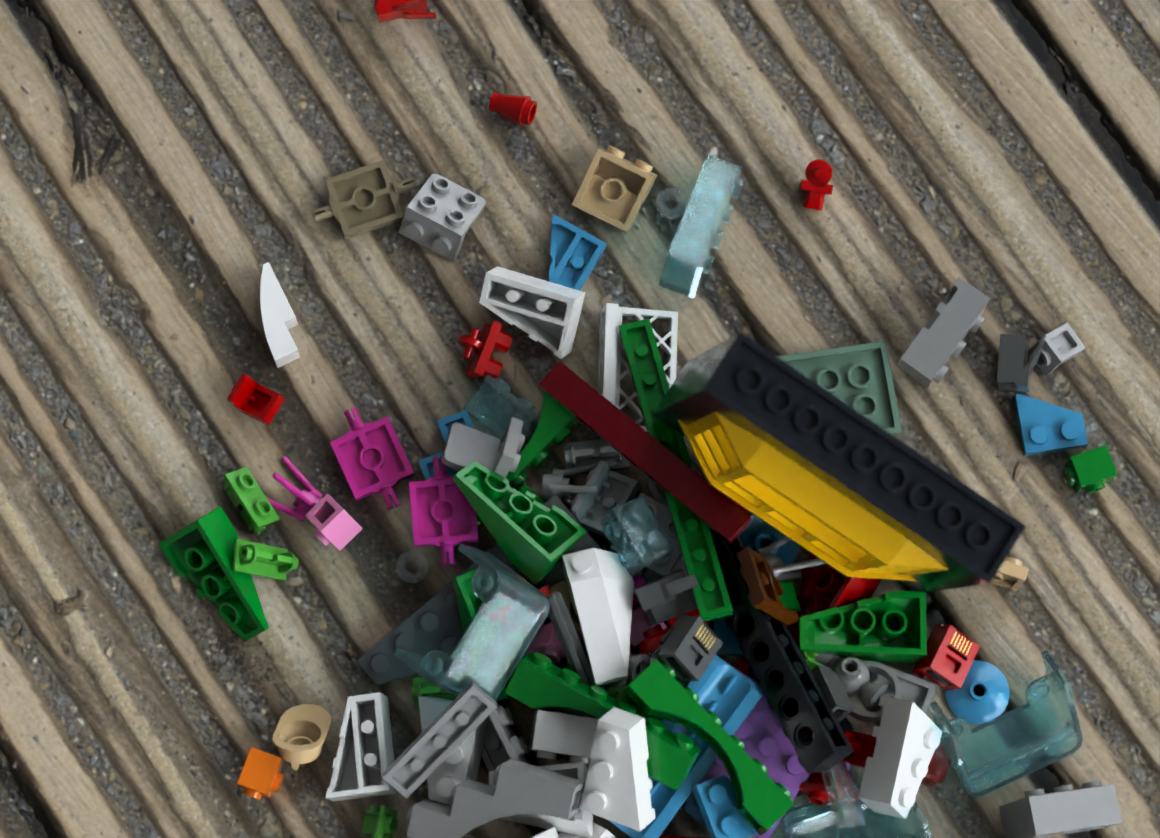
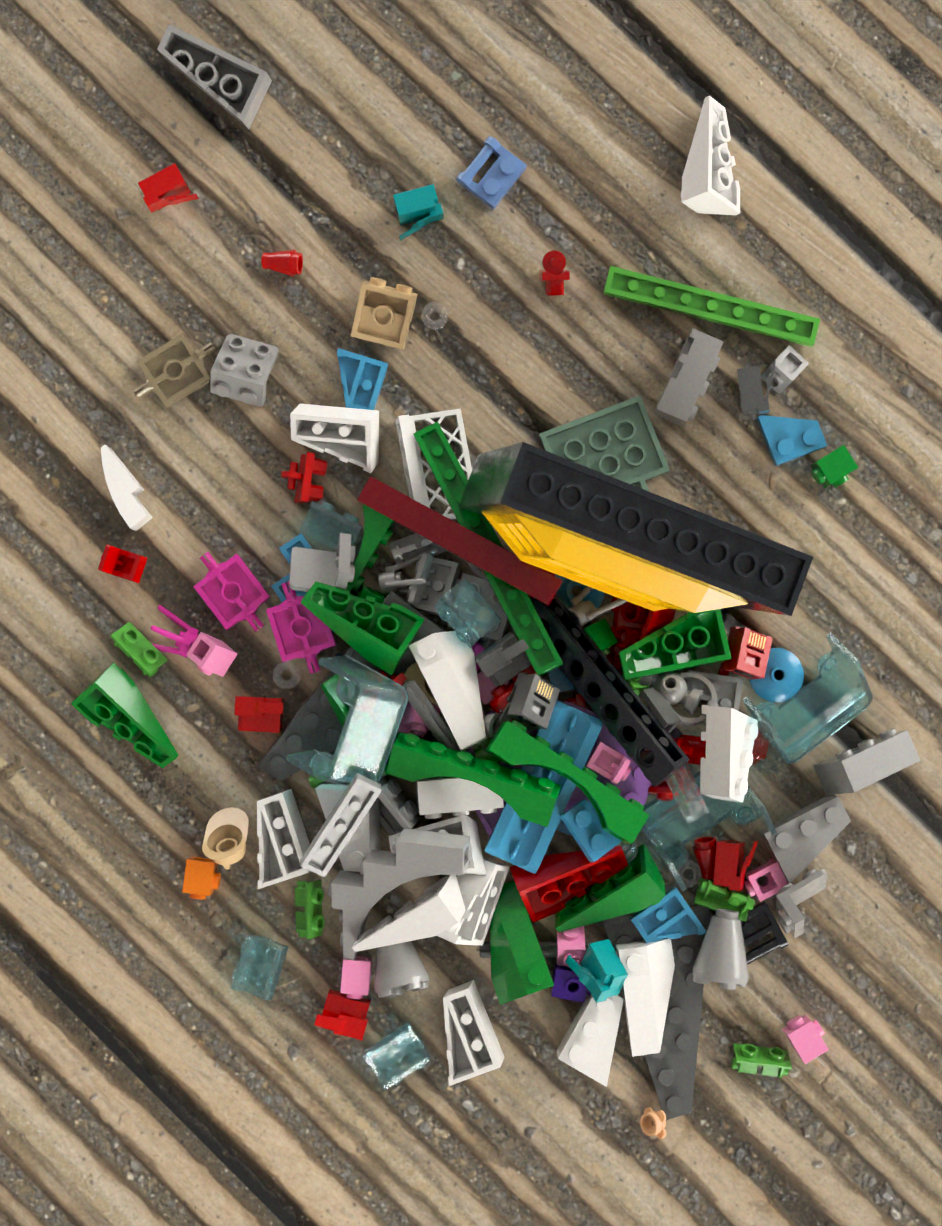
camera: 10 degrees left, 10 degrees up
(263, 560) = (160, 699): bright green hinge -> none
(371, 602) = (259, 714): none -> red piece
(618, 773) = (496, 825): white wedge -> none
(678, 79) = (418, 206): none -> teal piece
(701, 225) = (463, 330): clear light blue wedge -> none
(761, 739) = (609, 763): none -> bright pink bracket
(764, 586) = (584, 634): reddish brown wing -> none
(776, 69) = (498, 178): none -> medium blue plate
(987, 261) = (711, 306): none -> bright green plate
(1014, 113) = (708, 173): none -> white wedge

